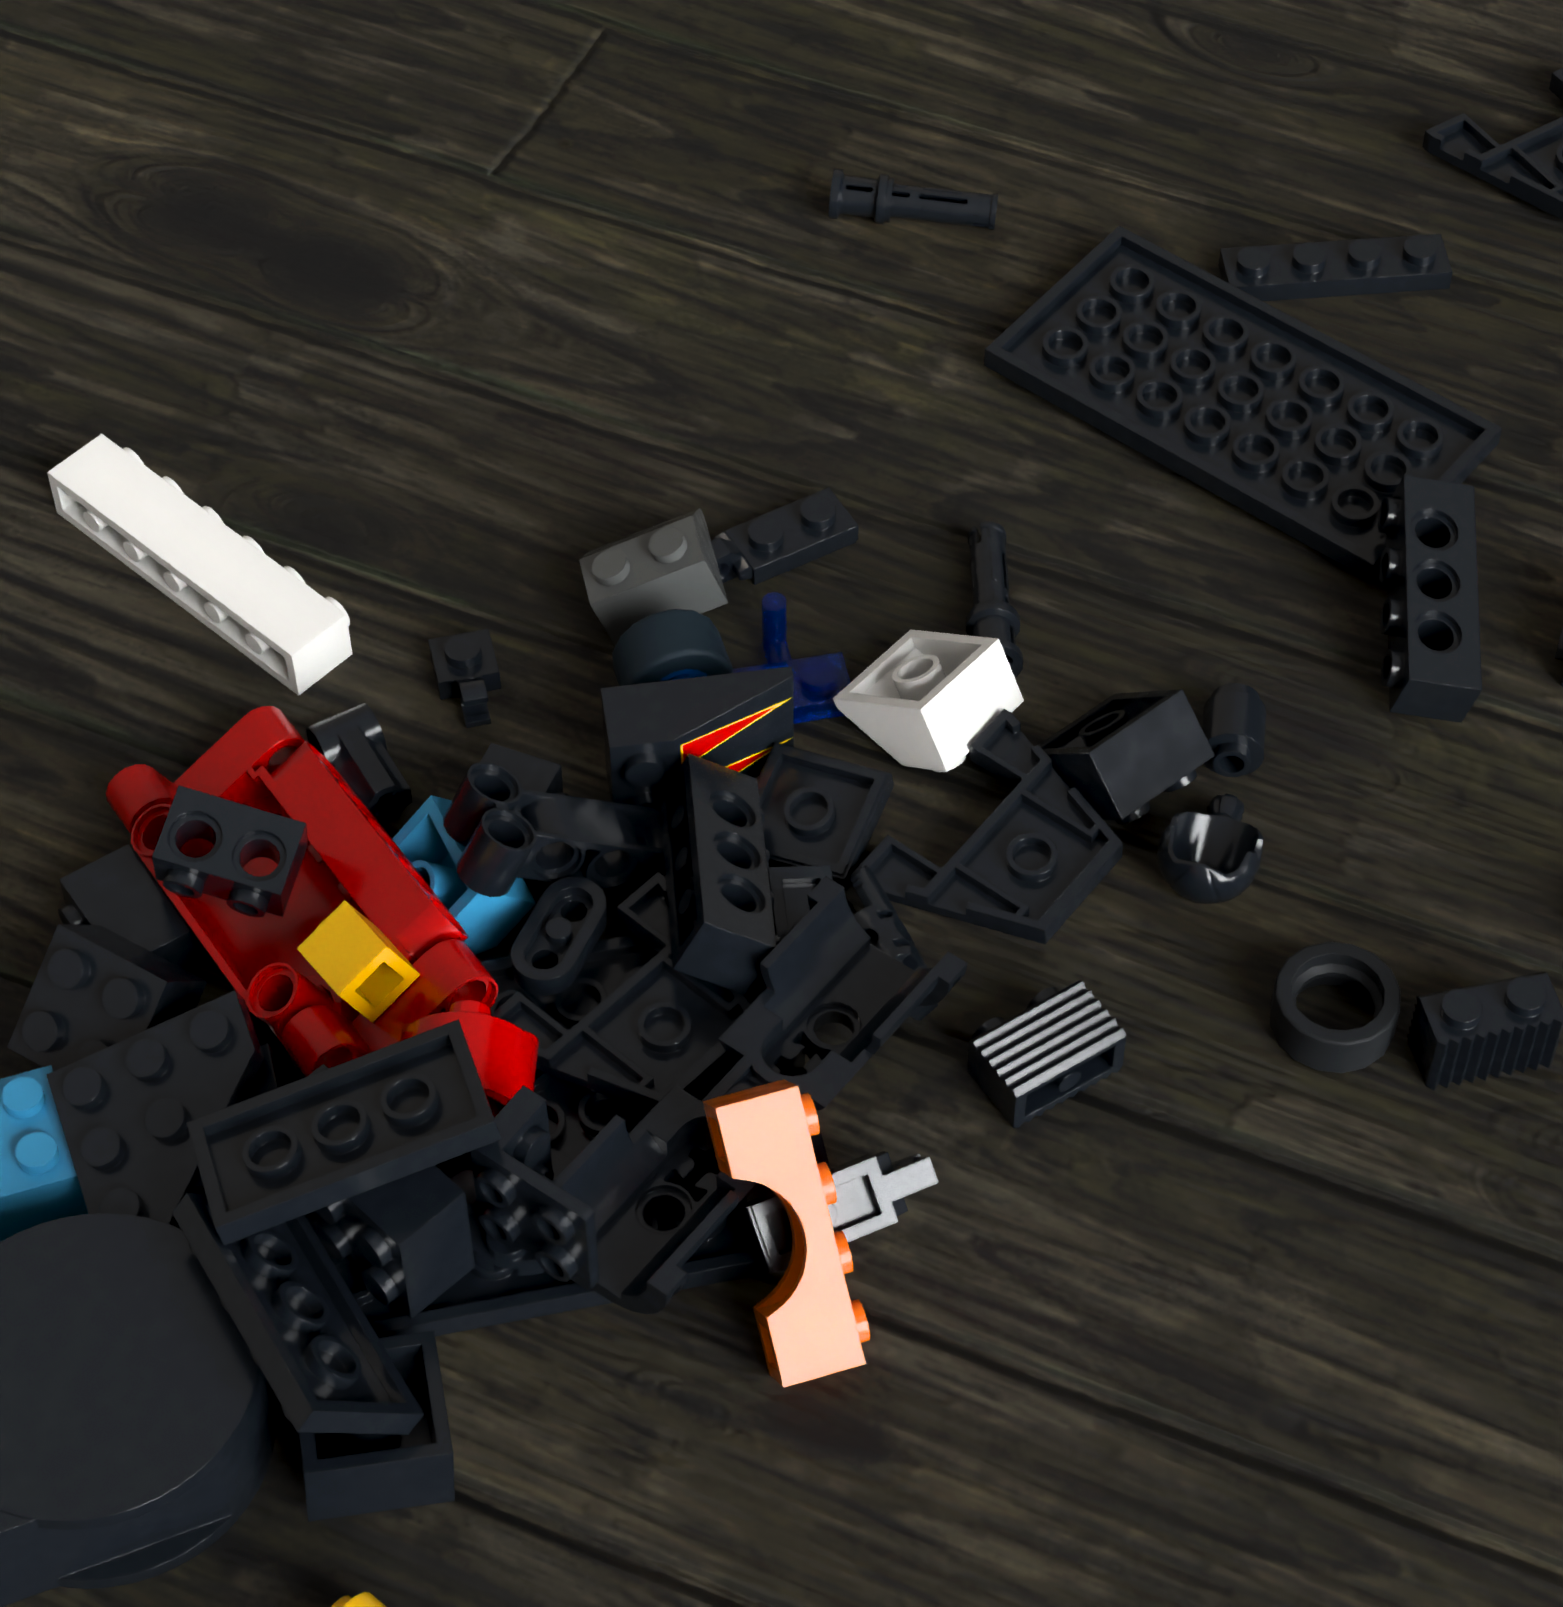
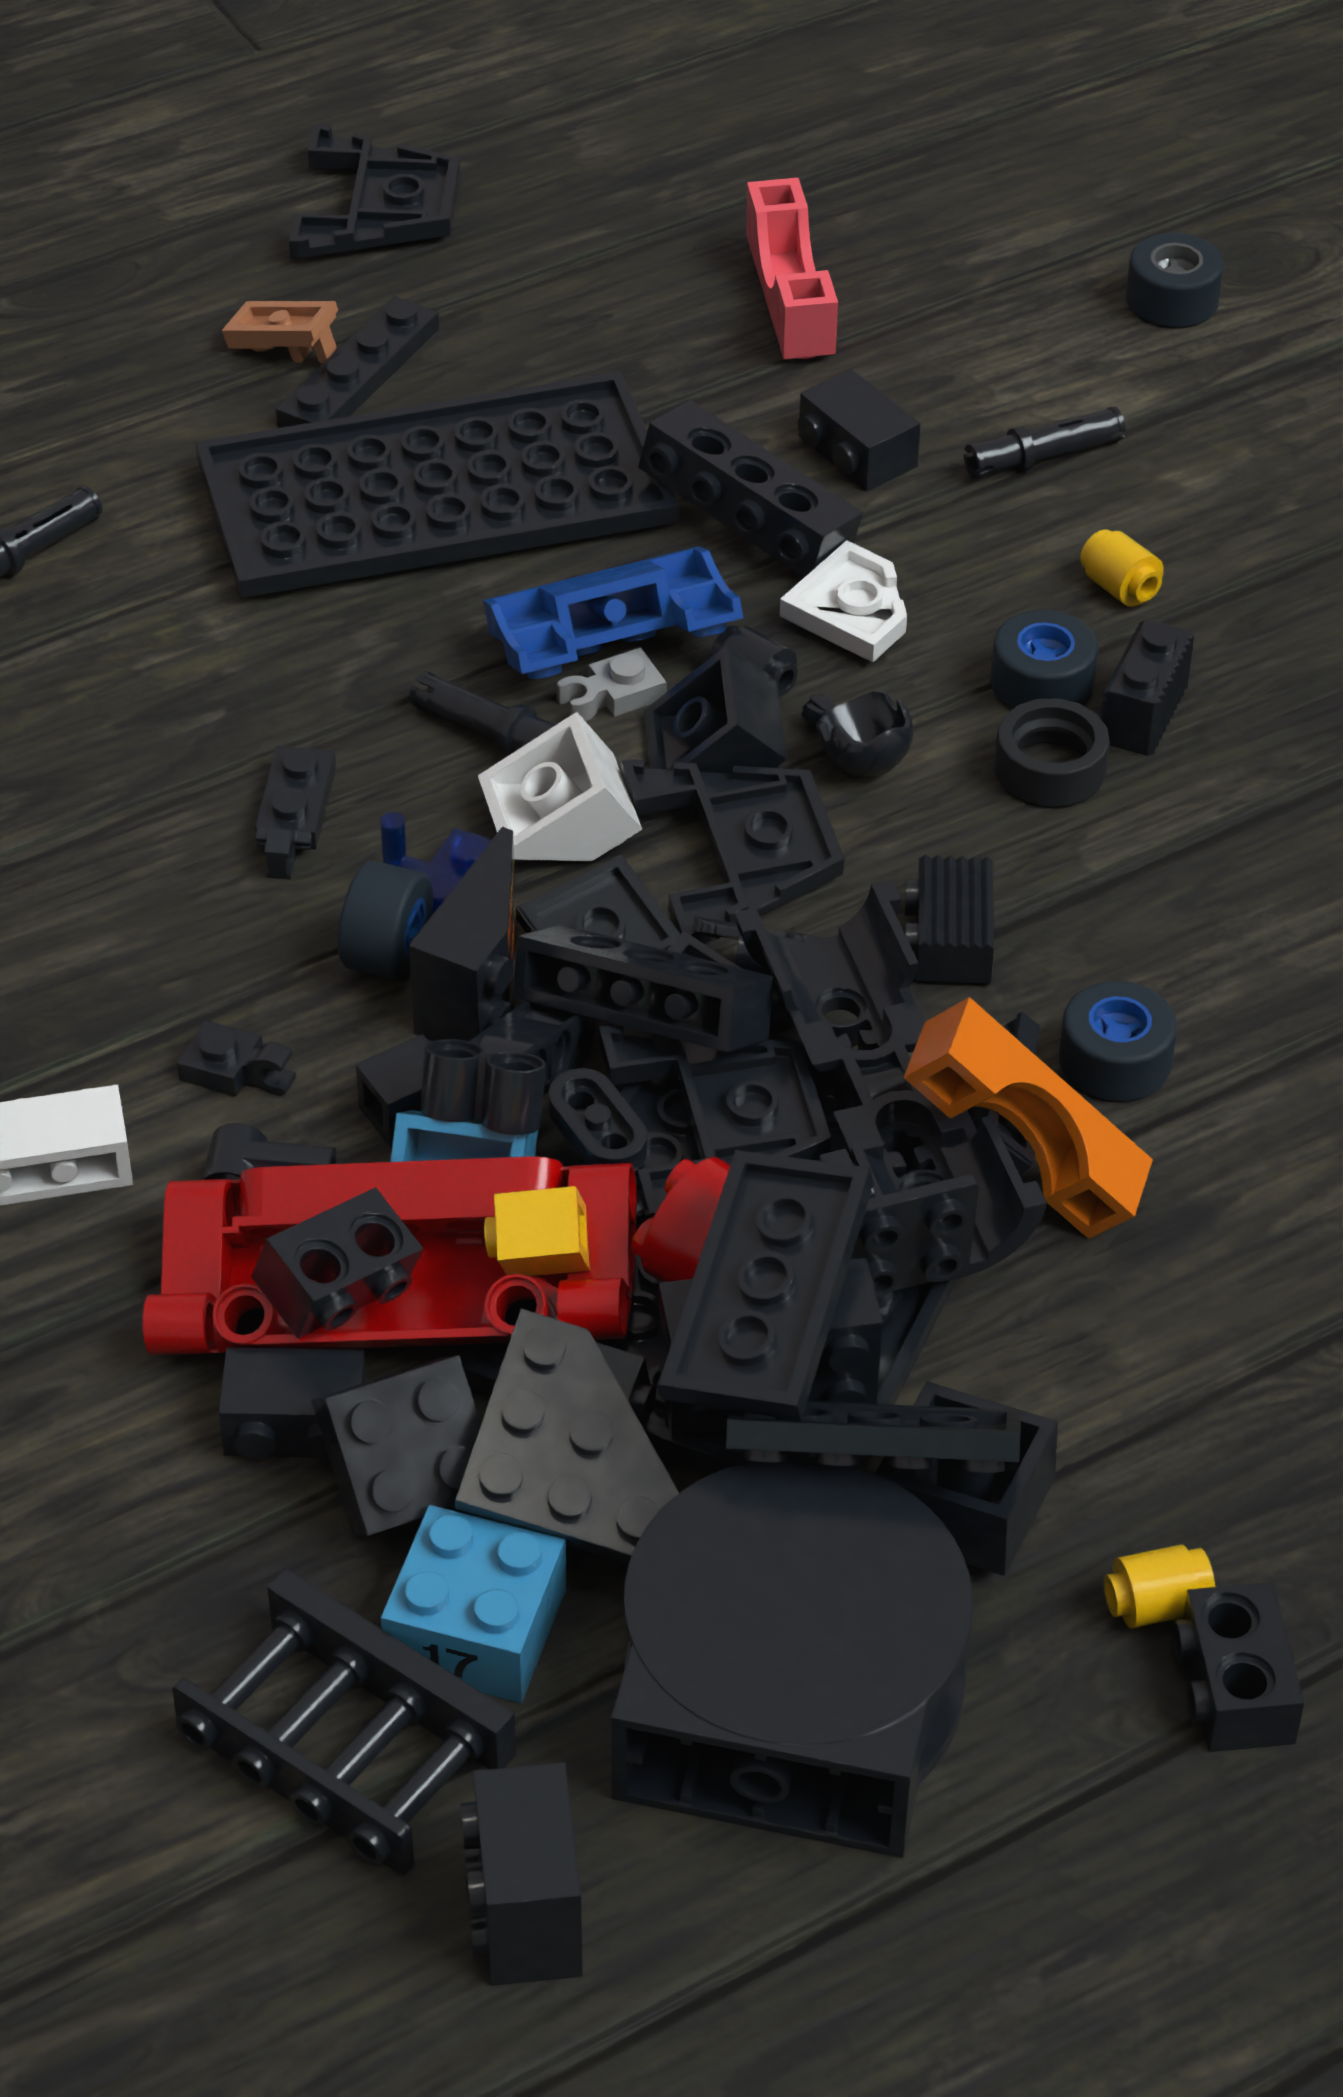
camera: 55 degrees left, 5 degrees down
(653, 573) = (265, 882): dark grey slope -> none
(1006, 1259) = (1117, 1041): none -> black wheel
(1122, 661) = (618, 683): none -> light grey plate
(1223, 609) = (626, 602): none -> blue bracket
(1317, 192) = (284, 324): none -> nougat plate
(1386, 753) = (849, 602): none -> white plate
(1443, 933) = (1043, 658): none -> black wheel

